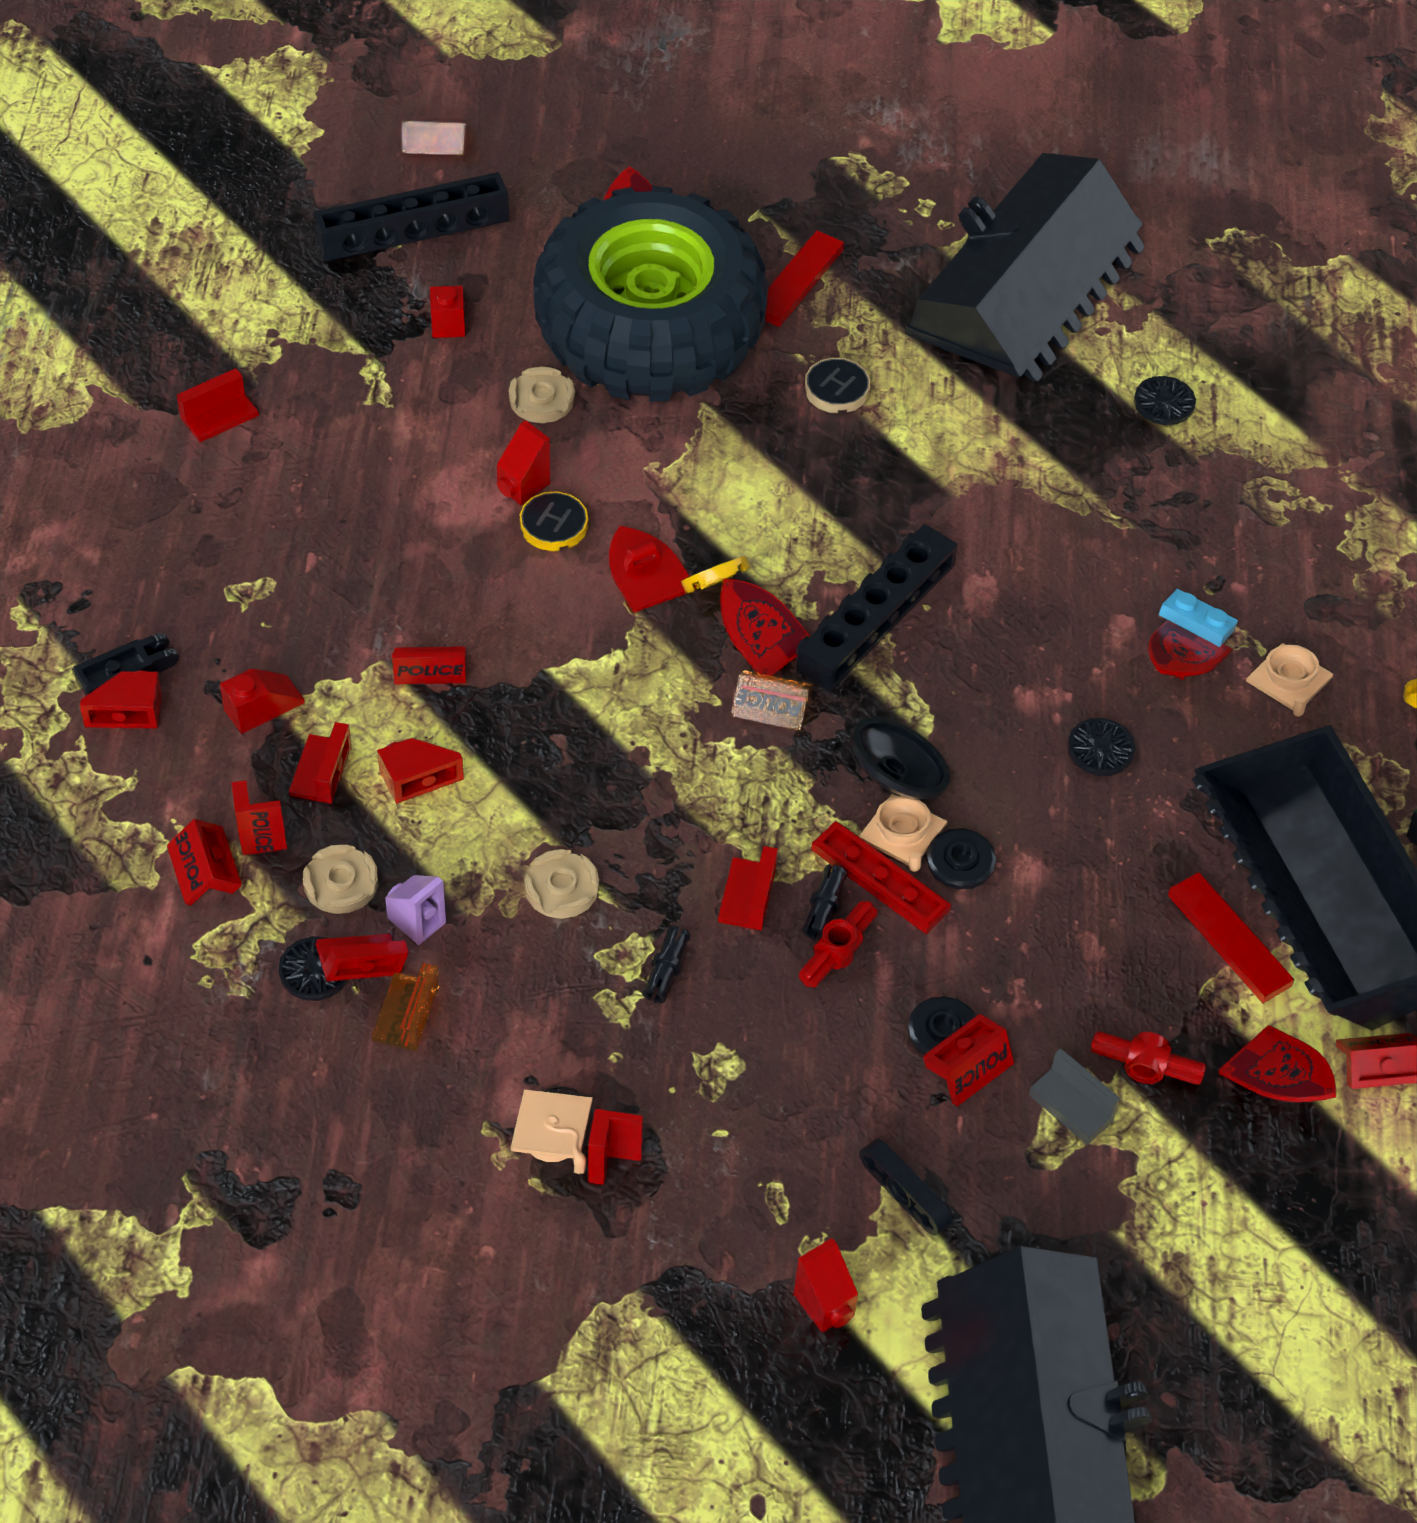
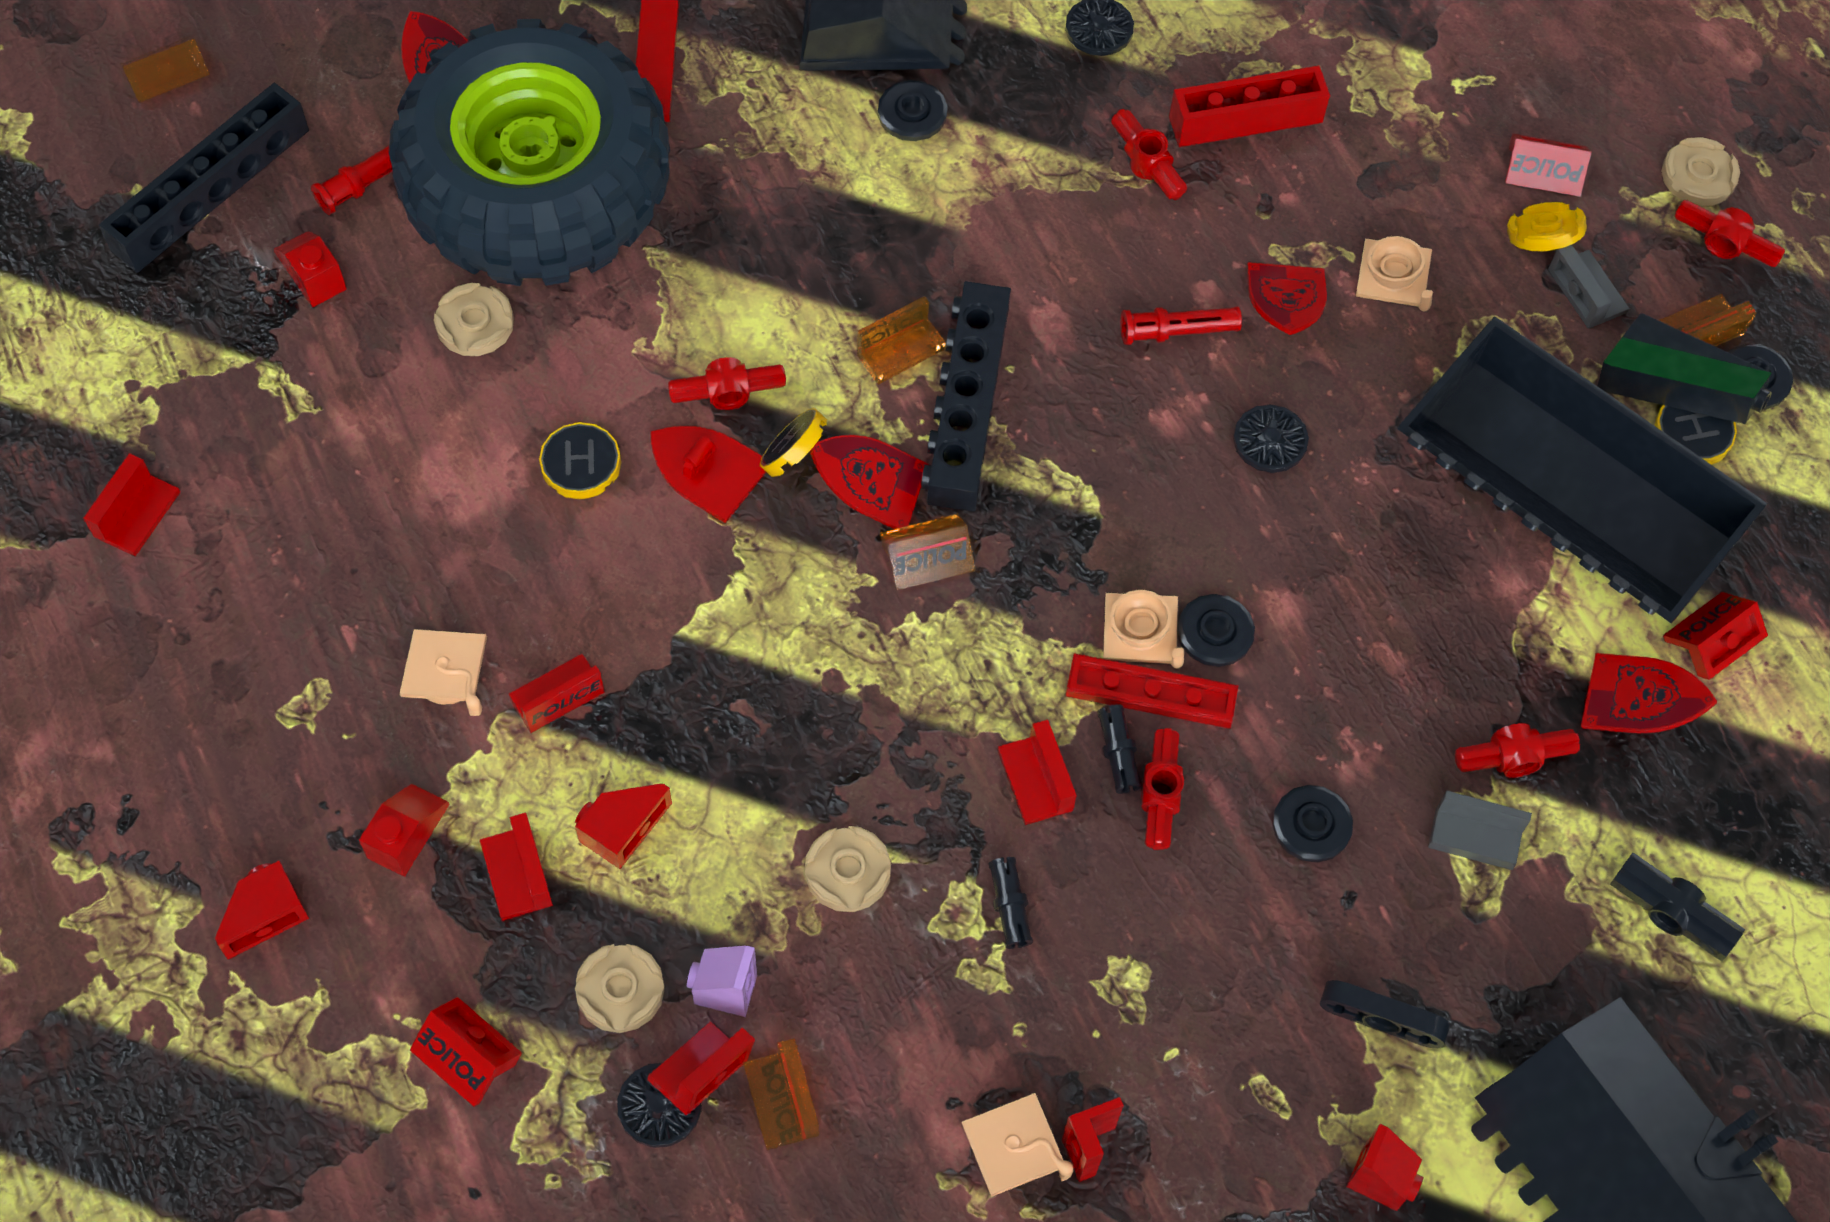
camera: 30 degrees left, 10 degrees up
(145, 655) = (228, 862): black hinge -> none
(258, 824) = (503, 985): red panel -> none
(360, 610) = (444, 668): none -> light nougat hat
(508, 265) = (351, 181): none -> red pin
(524, 464) = (516, 413): red slope -> none
(697, 517) = (727, 383): none -> red axle
(837, 385) = (771, 162): tile -> none
(848, 545) = (898, 341): none -> clear orange panel
(899, 758) = (1101, 555): black dish -> none
(971, 1057) = (1359, 841): red panel -> none
(972, 396) = (912, 110): none -> black wheel
(1066, 627) = (1161, 324): none -> red pin
(1139, 504) = (1140, 145): none -> red axle
(1198, 617) = (1275, 251): medium azure plate -> none
(1204, 1234) = (1677, 907): none -> black piece
(1231, 937) = (1509, 580): red tile -> none
(1244, 502) = (1249, 106): none -> red brick

